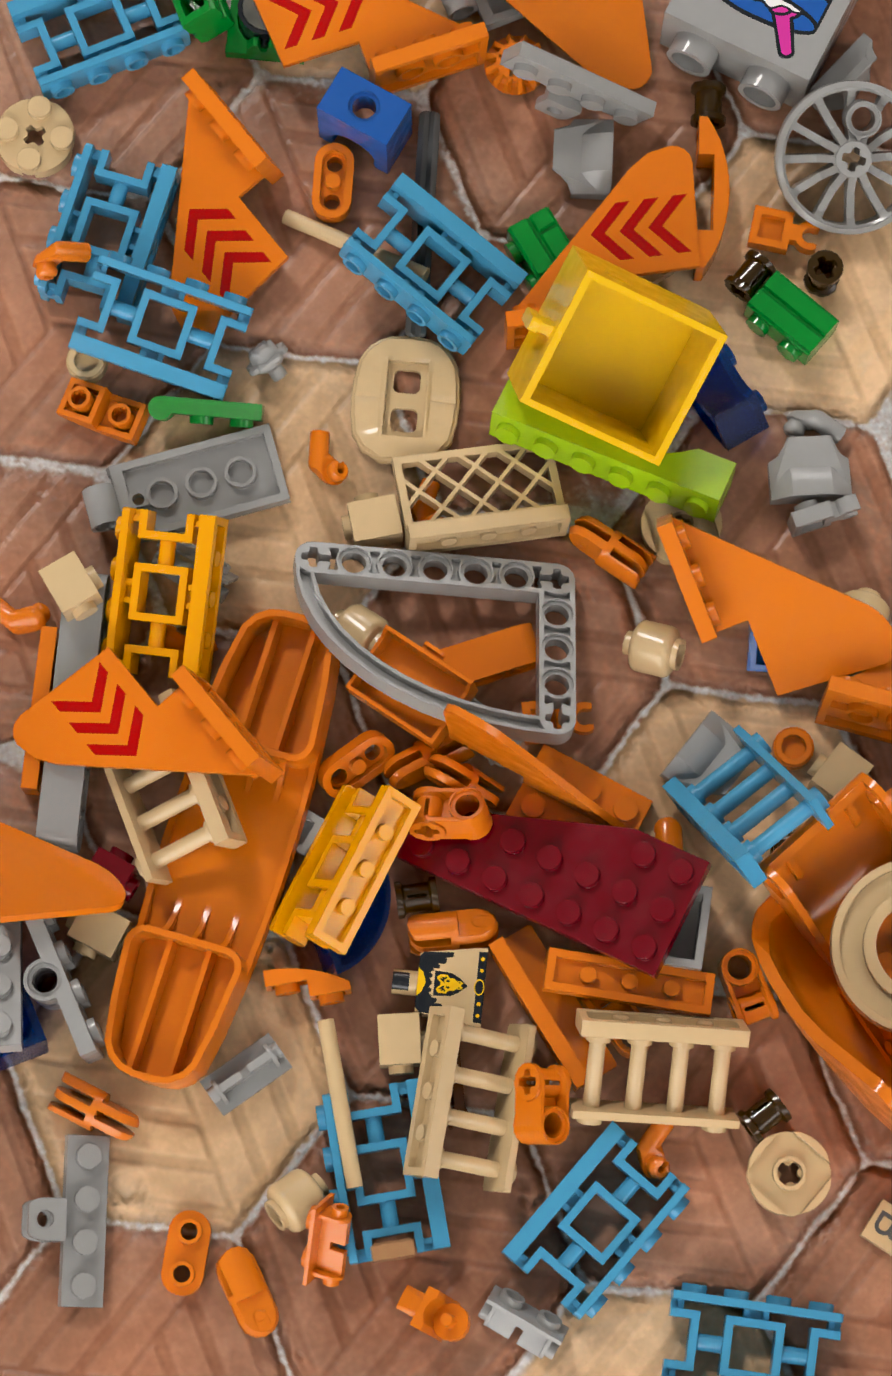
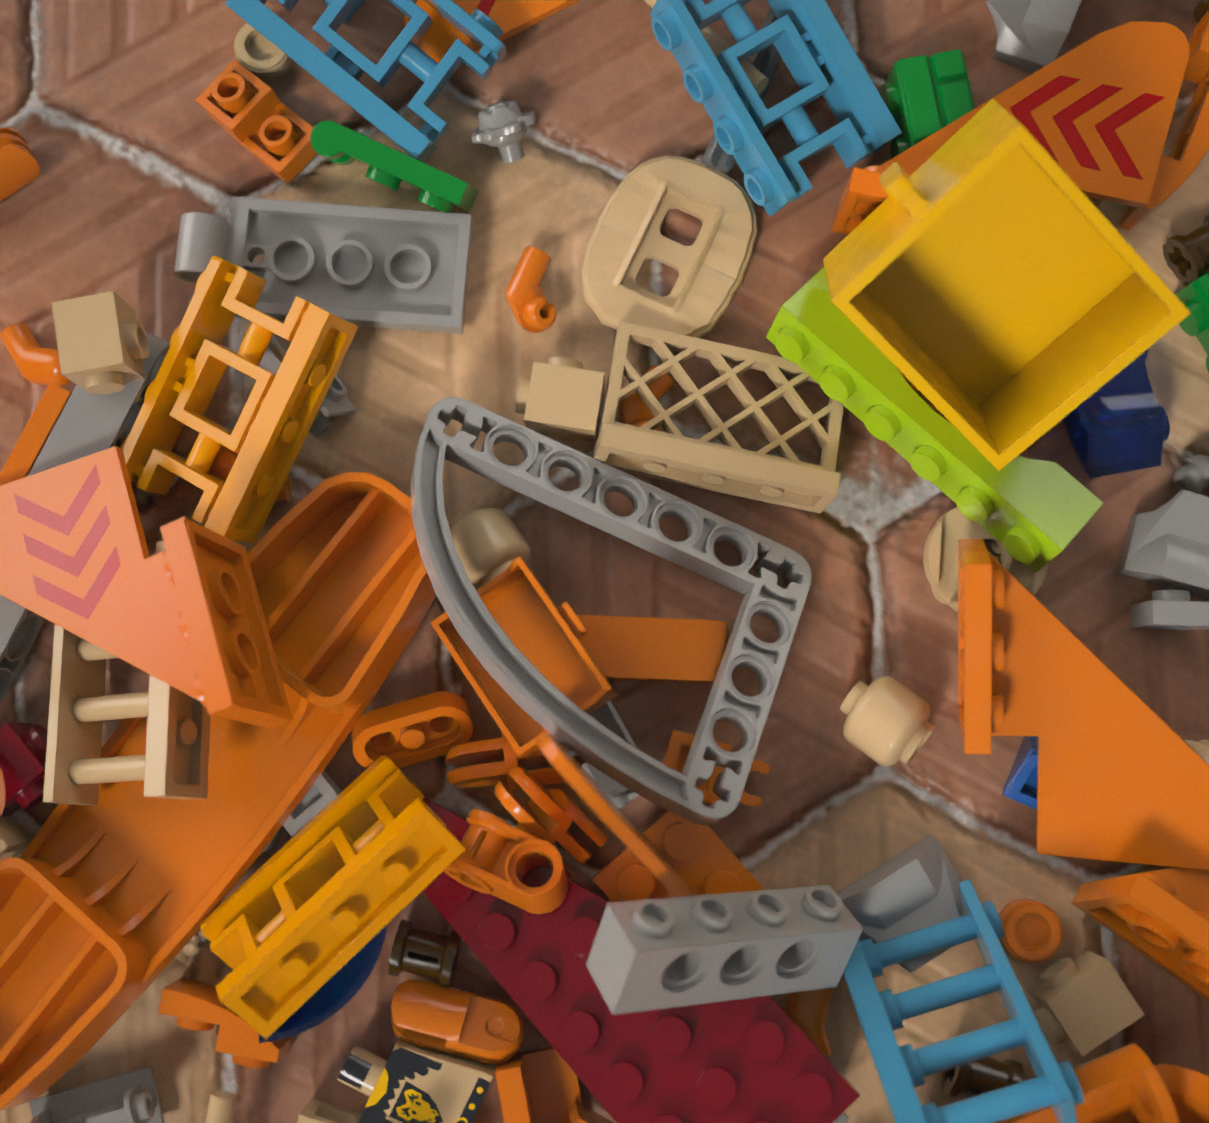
camera: 20 degrees right, 5 degrees up
(597, 805) = (721, 947): none -> light grey brick
(611, 550) = (876, 559): orange arm -> none

